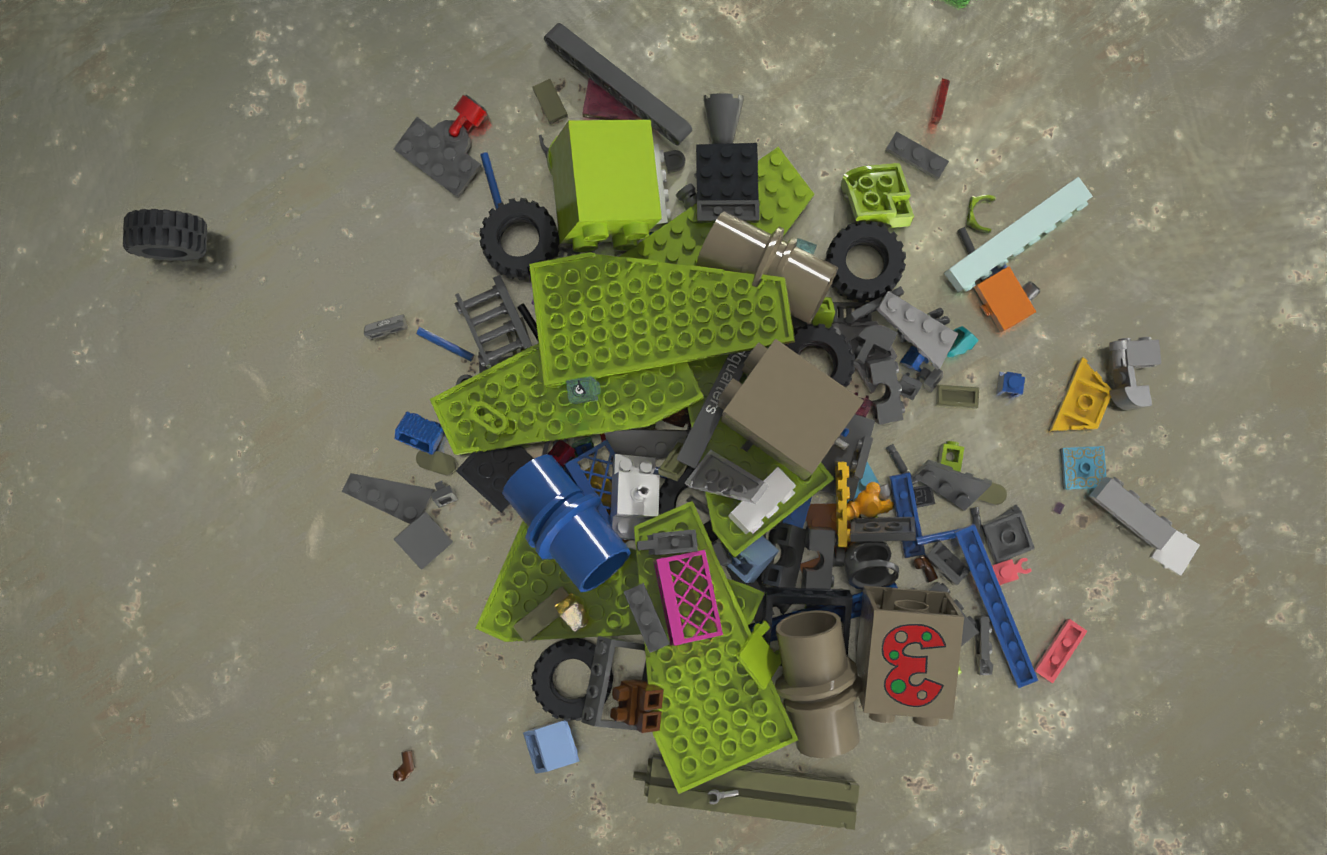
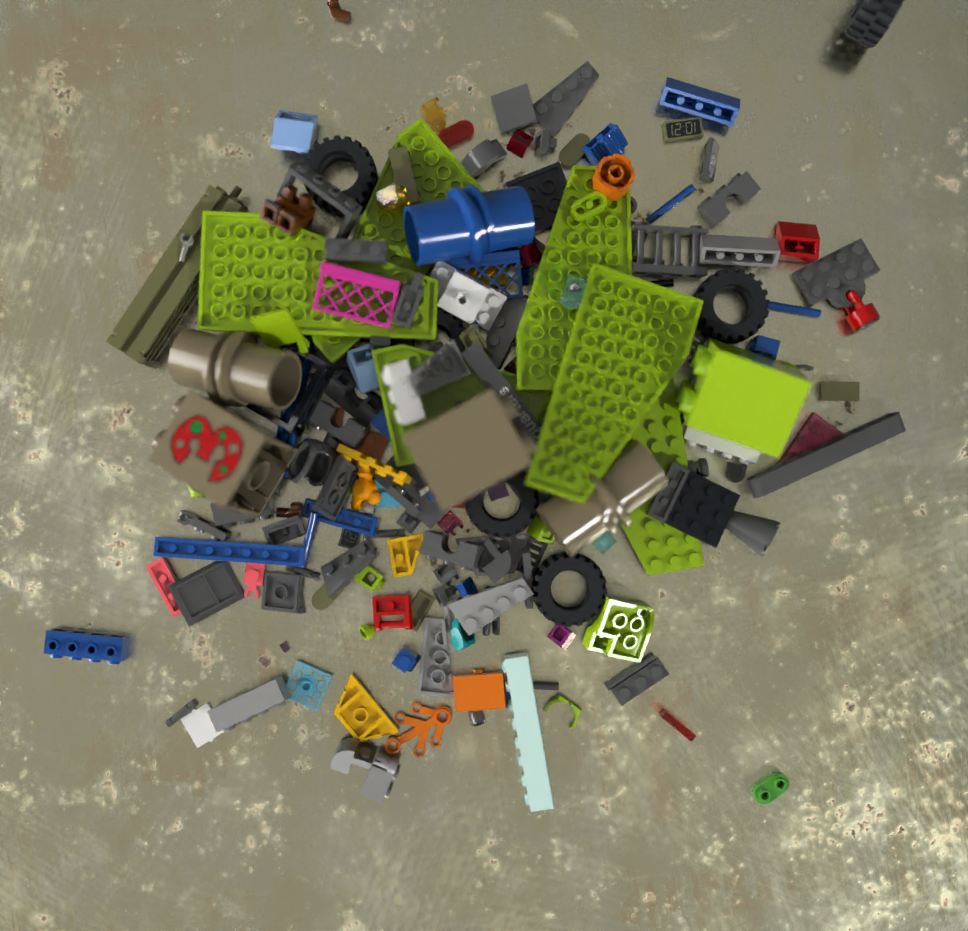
camera: 110 degrees right, 5 degrees up
(333, 362) = (700, 101): none -> blue brick
(366, 367) = (682, 129): none -> tile
(398, 283) = (742, 189): none -> dark grey arch
(426, 206) = (798, 242): none -> red slope
(445, 397) = (613, 176): none -> orange brick
(454, 518) = (519, 143): none -> dark red slope
(461, 256) = (738, 250): none -> light grey brick
(467, 616) = (434, 115): none -> clear yellow brick
(474, 585) = (457, 133): none -> clear red tile
(486, 546) = (483, 156): none -> dark grey brick
(542, 188) = (764, 346): none -> blue brick
(878, 447) = (408, 521): none -> dark grey tile
(910, 435) = (404, 553): none -> yellow wing
(912, 168) = (630, 671): none -> dark grey bar
(913, 248) = (562, 636): none -> magenta slope
(954, 360) = (448, 618): none -> white piece
(967, 422) = (392, 606): none -> red plate
(1000, 354) = (435, 662): none -> light grey wing
(1003, 435) = (366, 631): none -> lime hinge
(1046, 610) = (206, 591): none -> dark grey piece
(1067, 339) = (420, 727): none -> orange plant
(1159, 704) = (86, 645): none -> blue brick
(1175, 577) = (179, 714): none -> dark grey wheel

